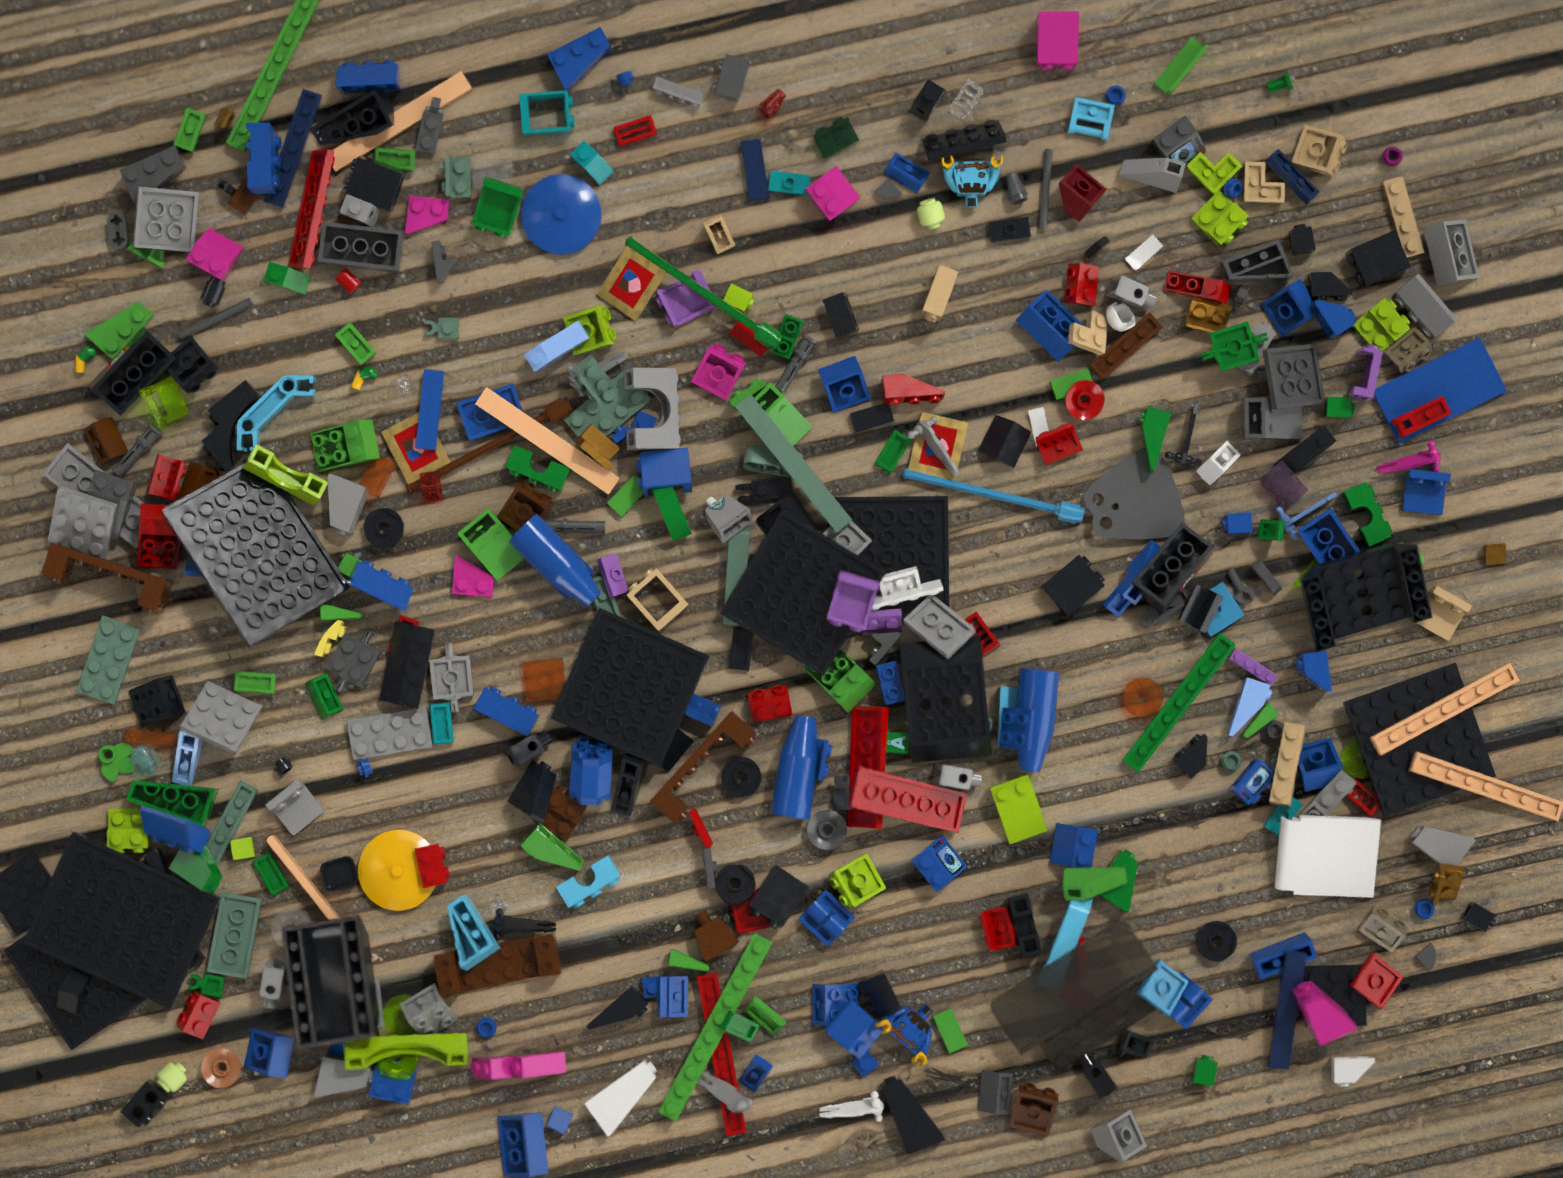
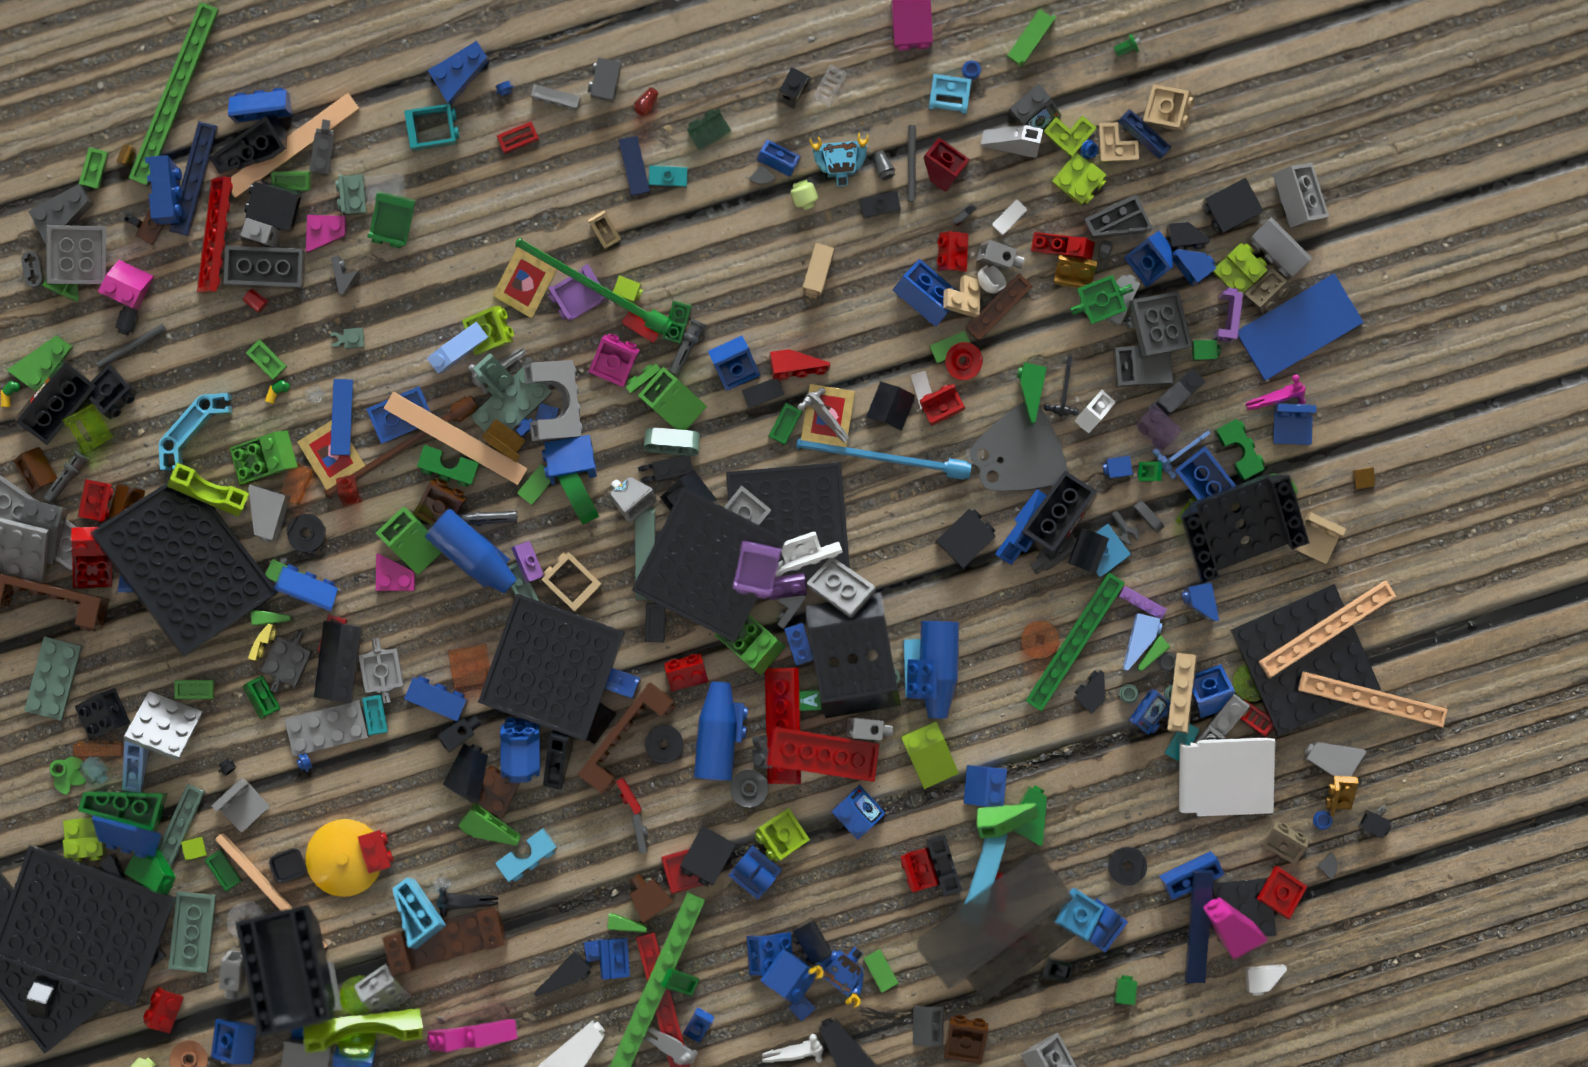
camera: 10 degrees left, 0 degrees up
(211, 984) = (173, 980): green plate -> none
(226, 414) = (148, 436): black arch -> none
(286, 278) = (196, 302): green slope -> none
(486, 1027) = (439, 1001): blue plate -> none
(561, 214) = (453, 222): blue dish -> none
(591, 162) = (478, 170): teal slope -> none
(747, 884) = (666, 836): black plate -> none
(764, 1015) = (703, 970): bright green plate -> none
(793, 463) = (691, 442): sand green tile -> none
(832, 193) = (709, 182): dark pink slope -> none
(841, 315) = (726, 297): black hinge -> none
(963, 140) = (829, 123): black plate -> none
(994, 645) = (891, 604): red slope -> none
(1103, 1084) = (1030, 1010): black torso -> none
(1302, 239) = (1158, 193): black brick -> none
(1398, 156) = (1240, 102): magenta plate -> none
(1403, 216) = (1252, 164): tan plate -> none
(1422, 416) = (1285, 352): red plate -> none

